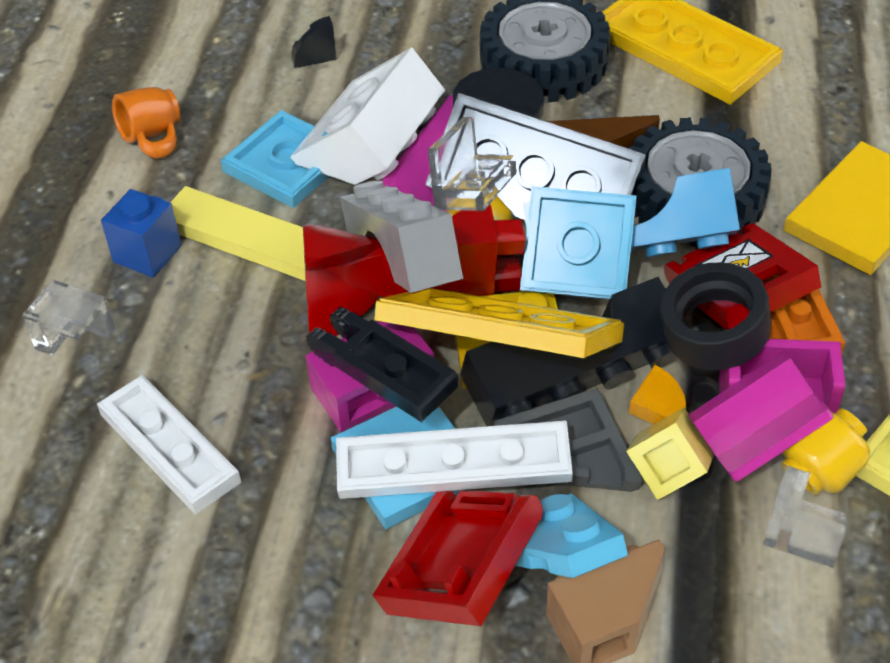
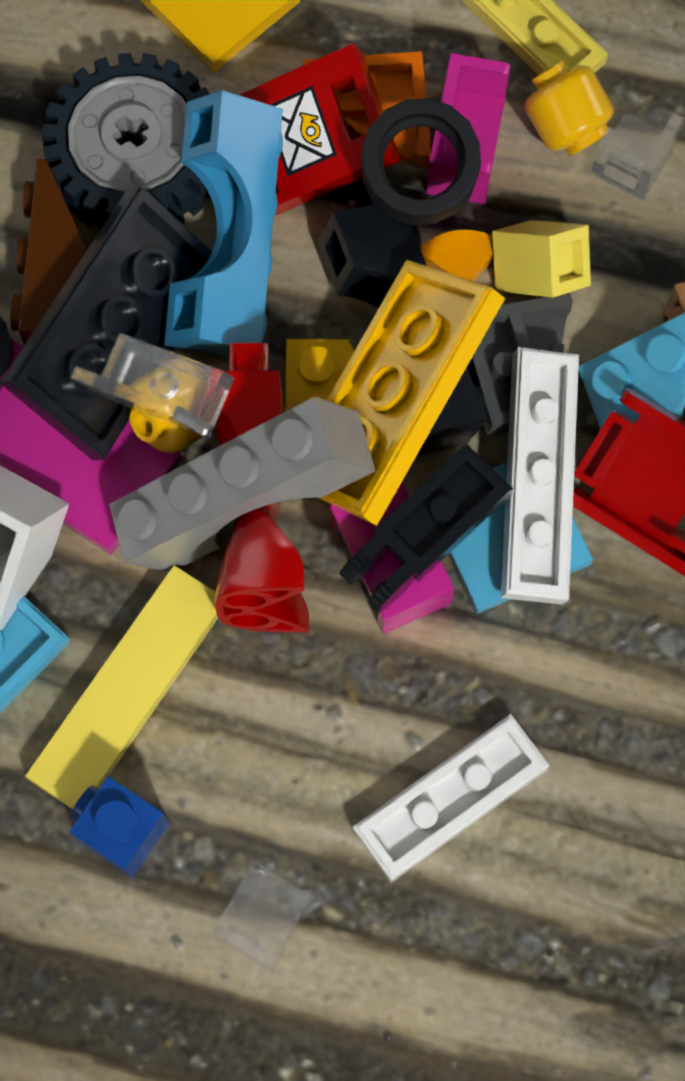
camera: 85 degrees left, 25 degrees up
(577, 243) = (262, 287): medium azure tile -> none
(760, 416) = (536, 155): dark pink panel -> none

